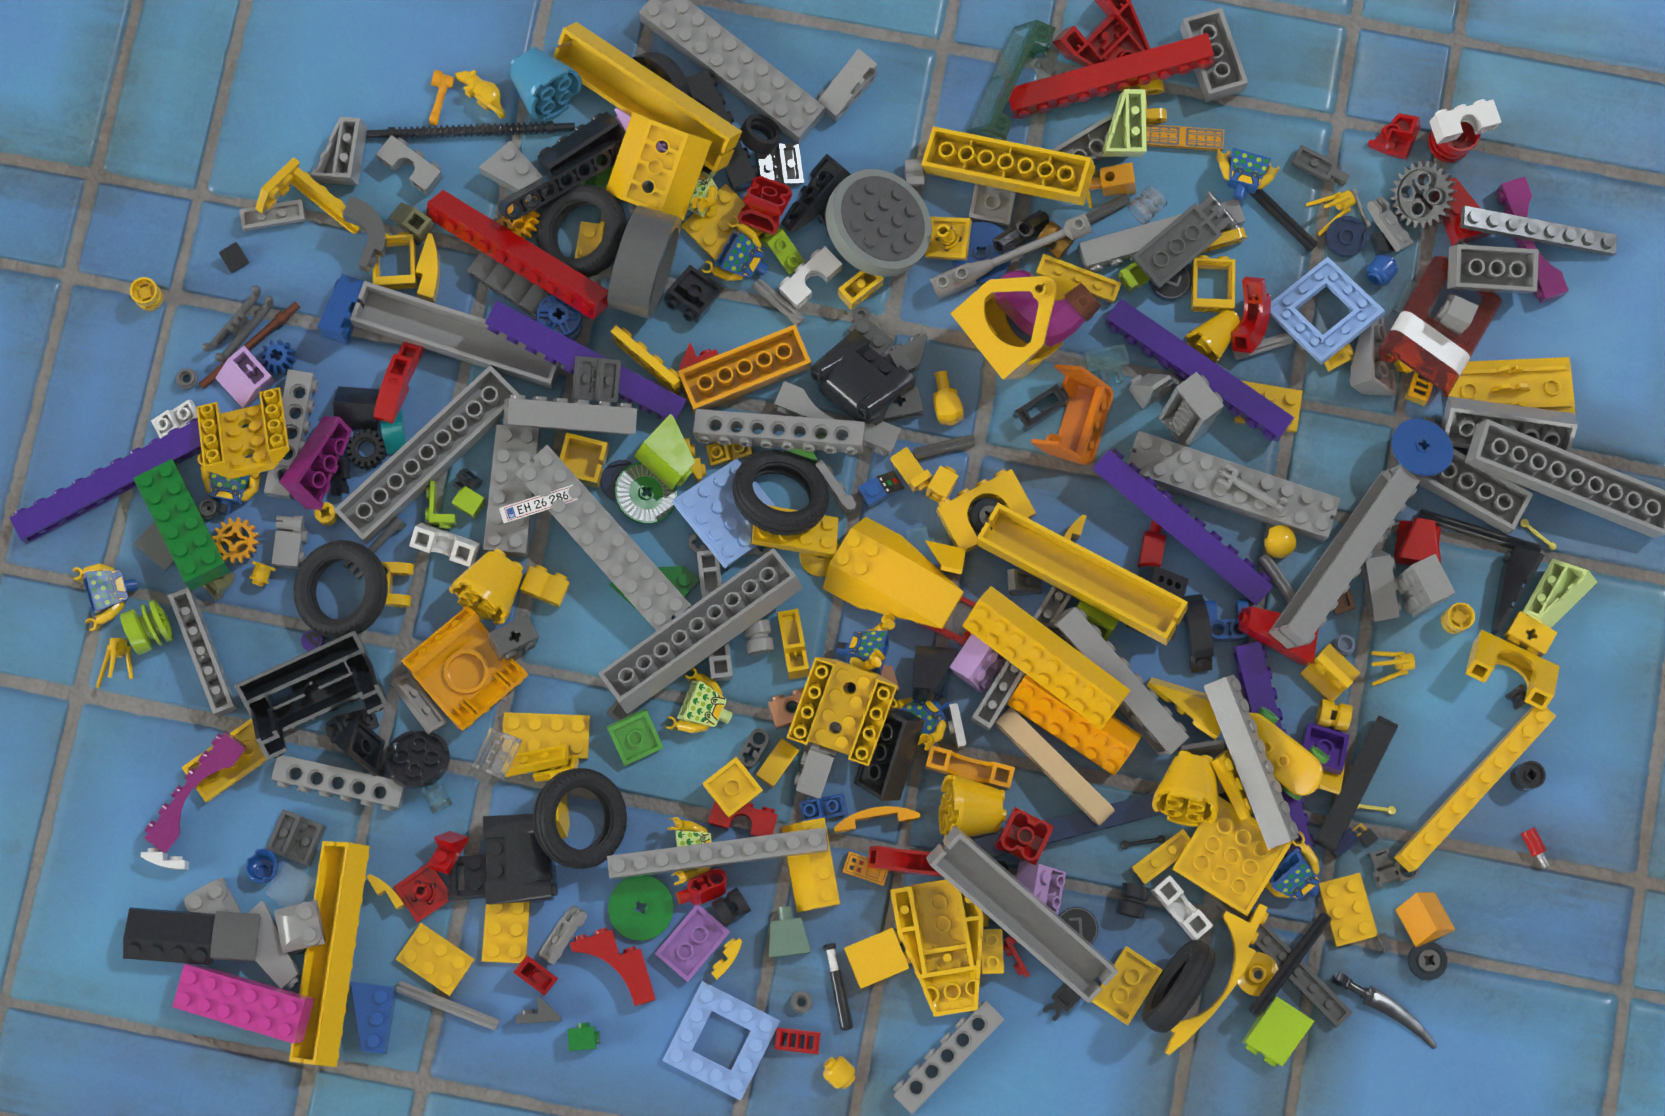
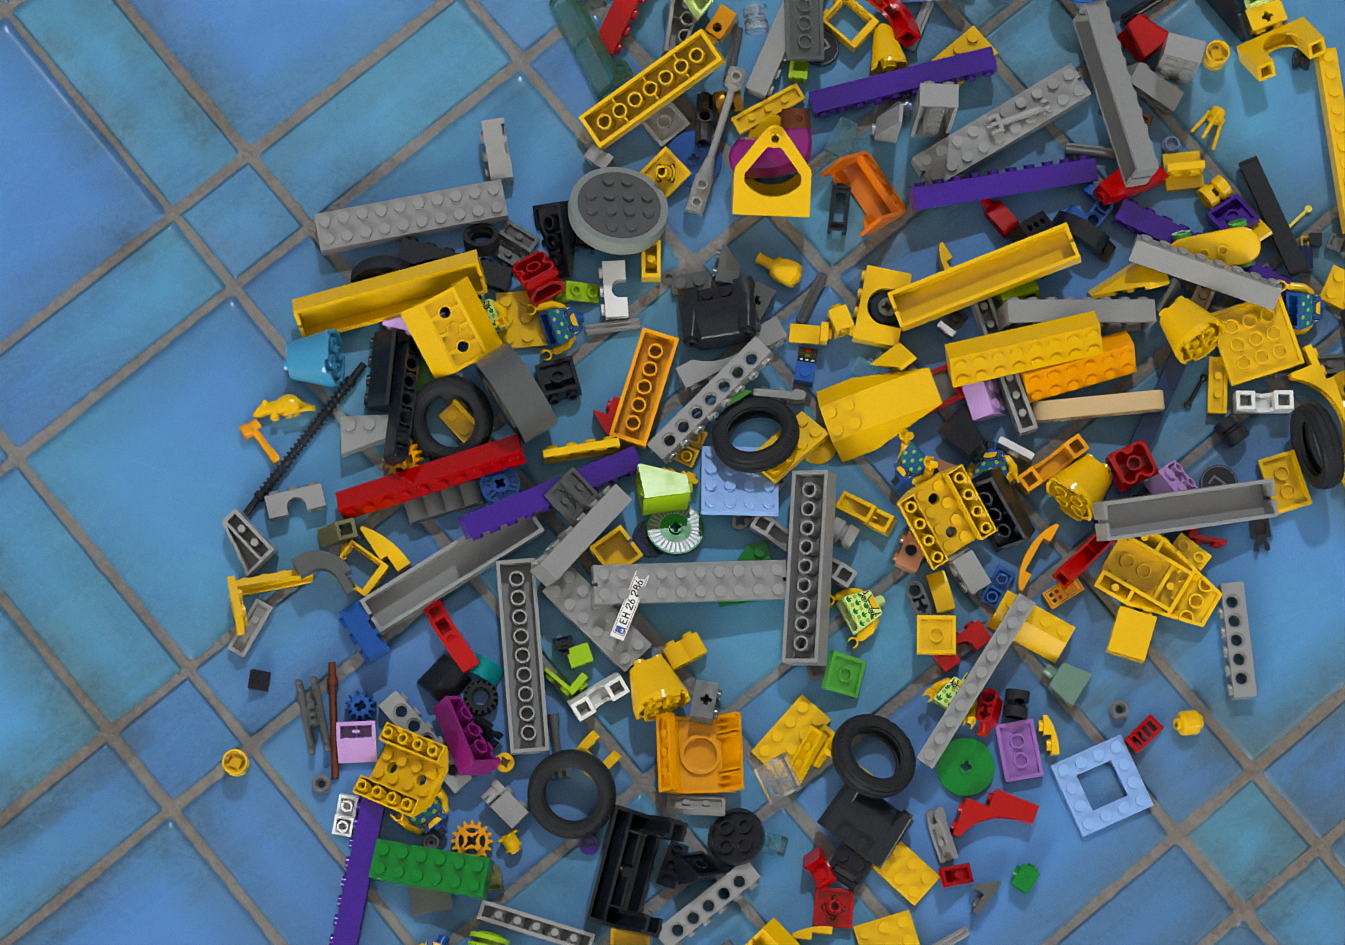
camera: 50 degrees left, 0 degrees up
(840, 997) = (1130, 677): black piece -> none
(1231, 782) = (1209, 296): yellow plate -> none
(1280, 541) = (1066, 127): yellow hair -> none

